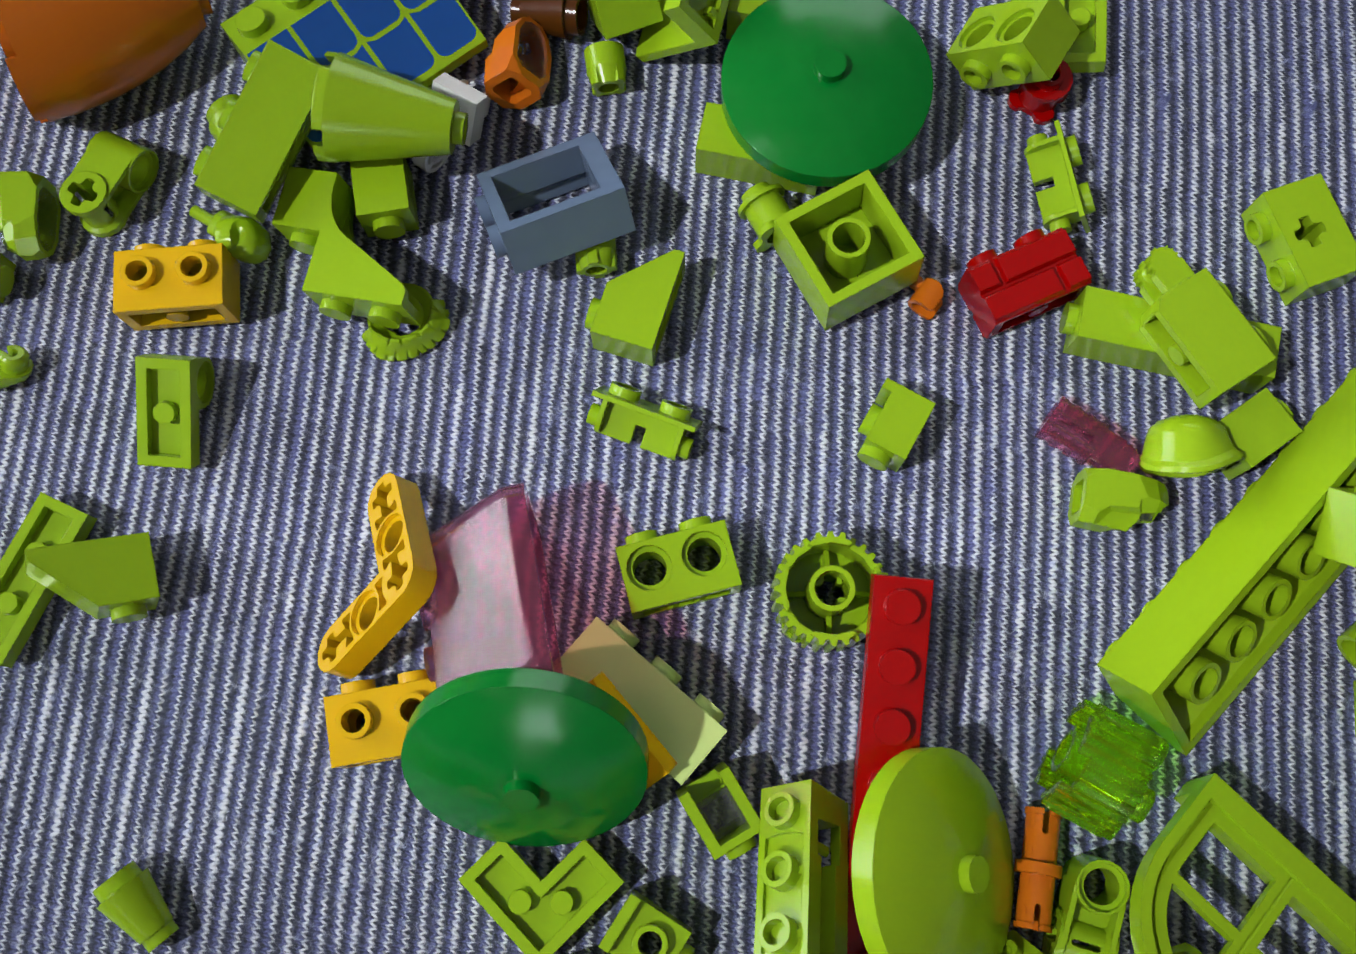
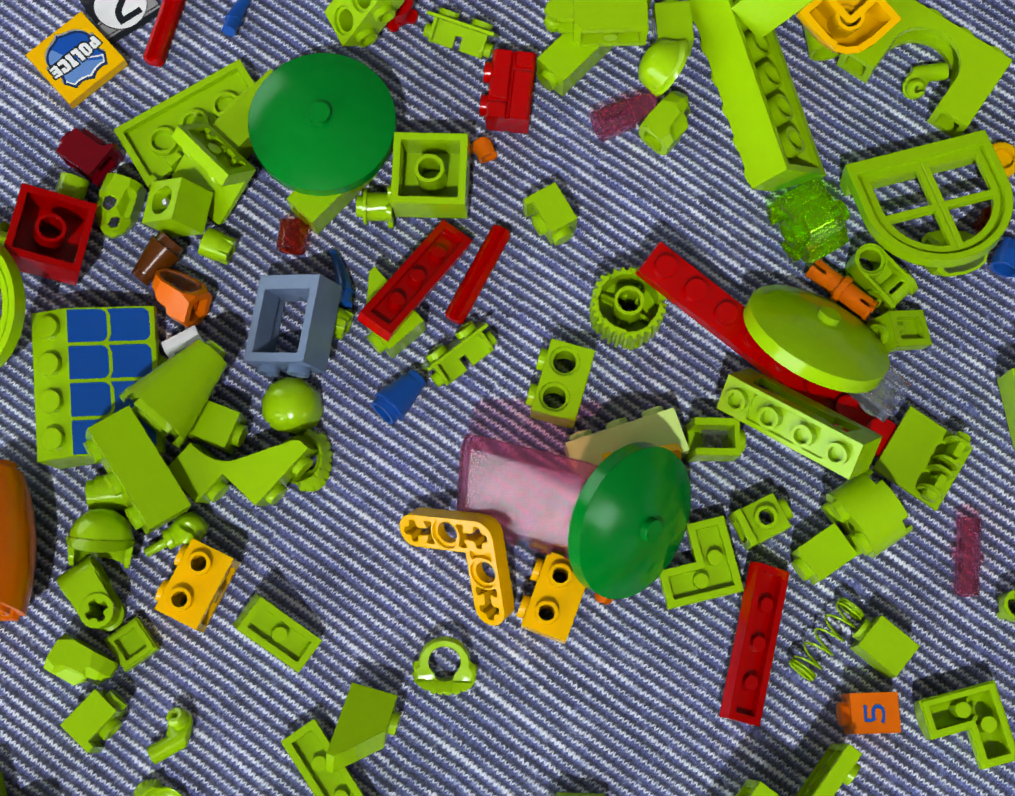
camera: 60 degrees left, 0 degrees up
(80, 261) = (132, 644): none -> lime tile
(170, 142) = (101, 534): none -> lime helmet
(209, 625) = (463, 677): none -> lime piece
(462, 267) = (292, 406): none -> lime hair
(545, 381) = (398, 397): none -> blue cone
(648, 237) = (343, 279): none -> blue helmet
(670, 142) = (292, 237): none -> clear red hose
(695, 308) = (414, 280): none -> red plate
(760, 384) = (477, 274): none -> red axle

